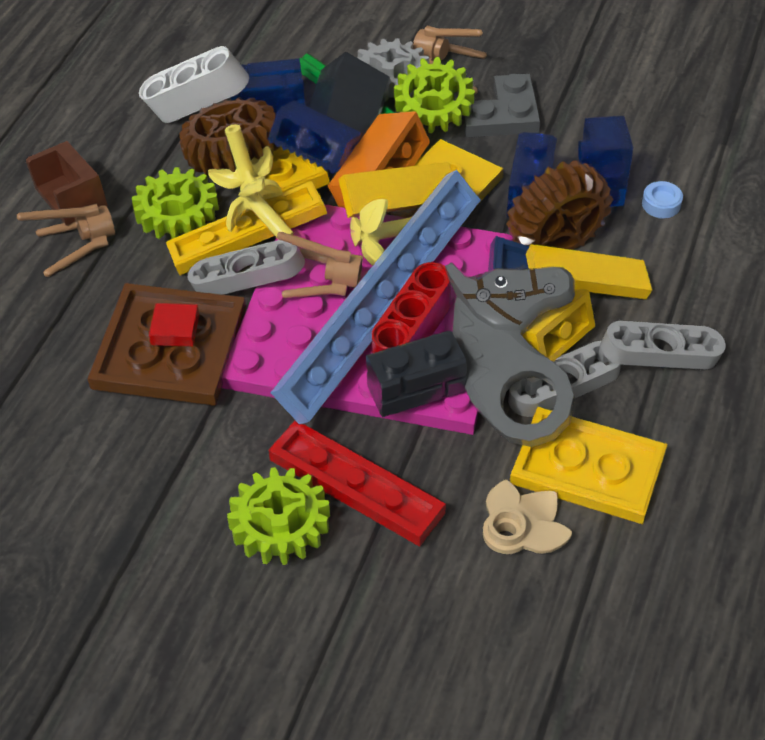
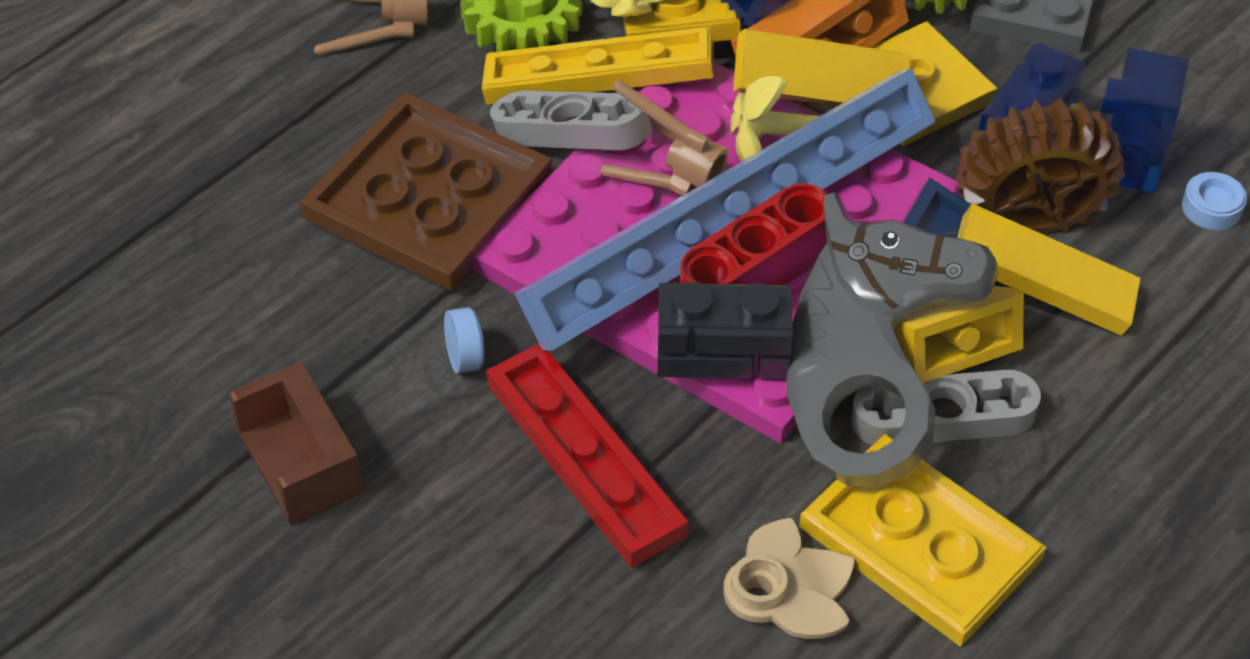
camera: 20 degrees right, 0 degrees up
(162, 540) = (296, 443): none -> copper panel
(174, 324) = (439, 165): red tile -> none
(242, 434) = (464, 340): none -> light blue tile
(253, 198) = (614, 26): light yellow plant -> none
(279, 515) = (460, 462): lime gear -> none
(633, 345) = (1131, 397): light grey beam -> none

